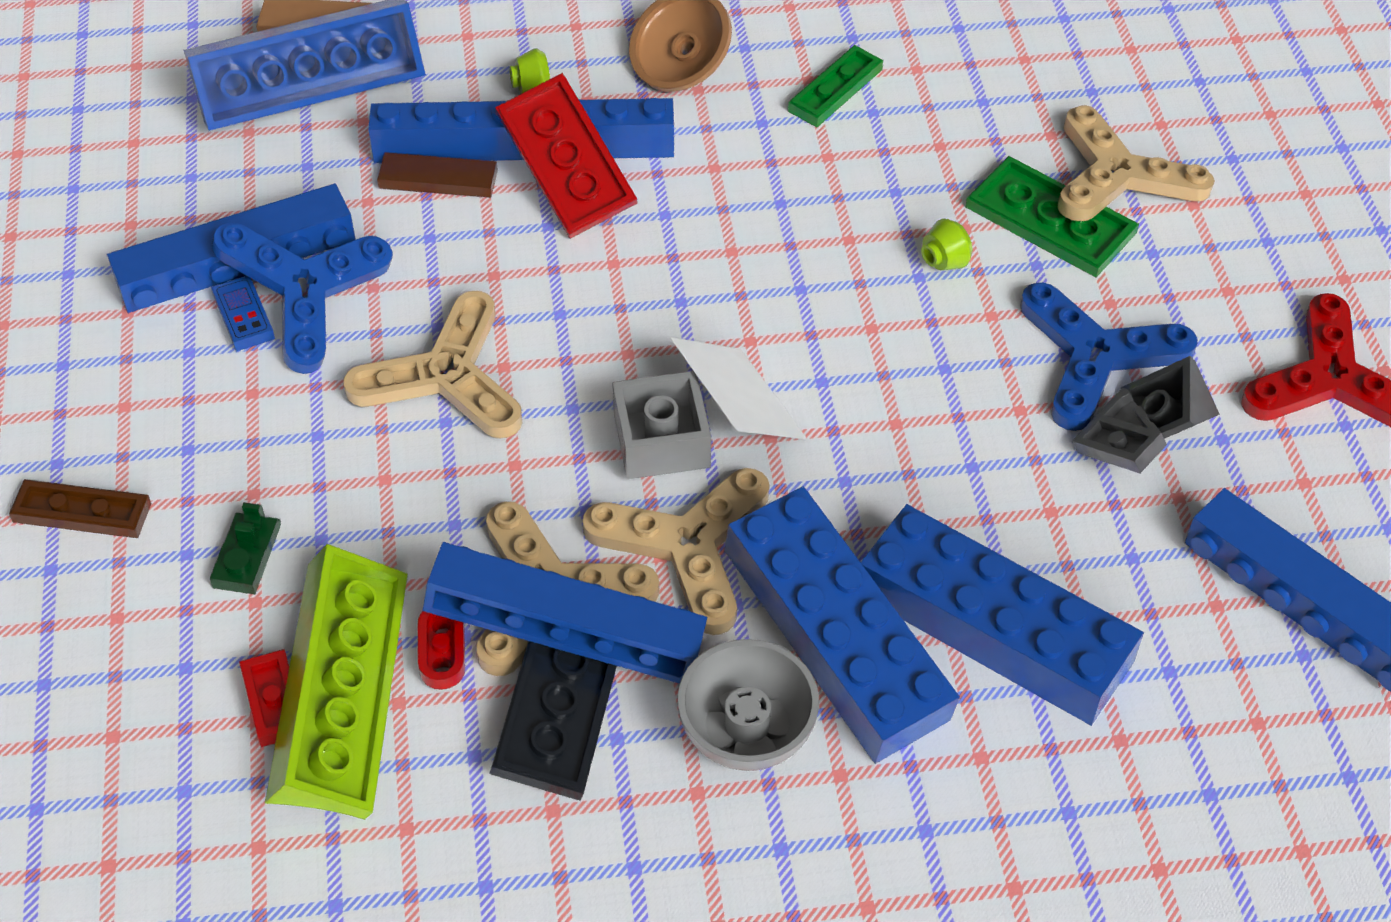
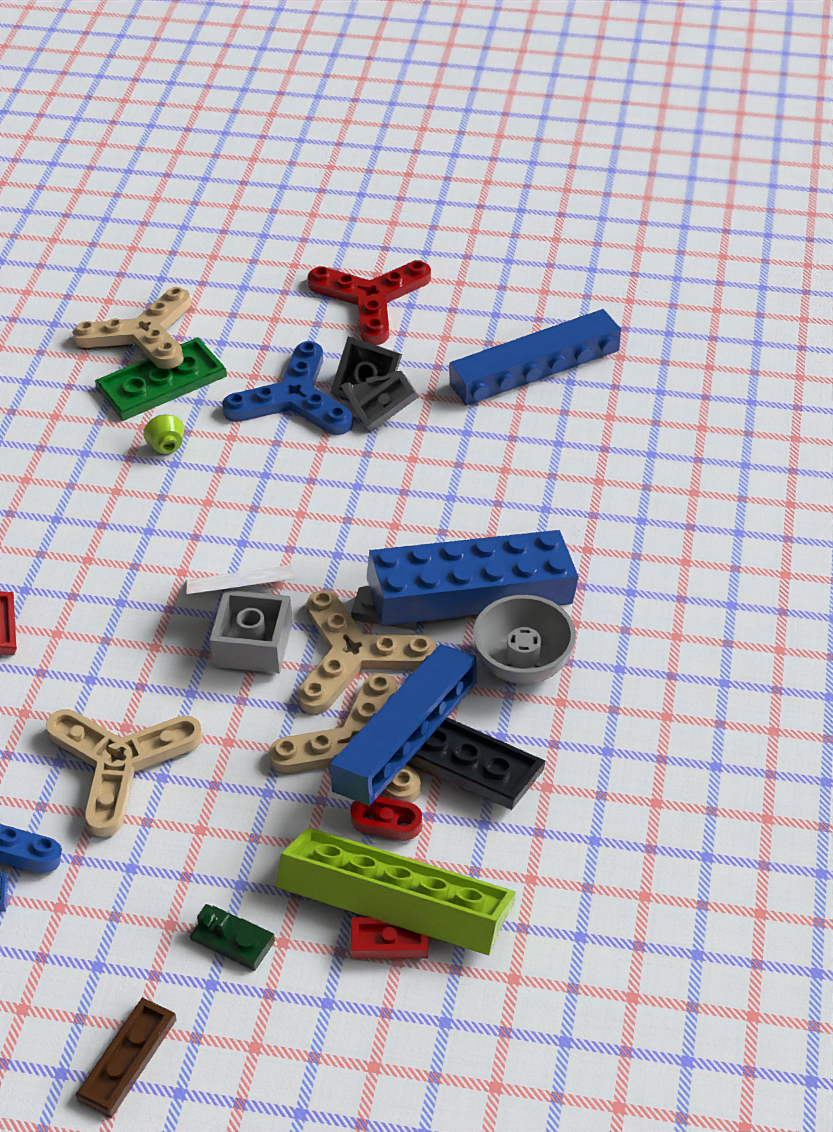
camera: 70 degrees left, 5 degrees down
(1002, 614) = (495, 495): blue brick -> none

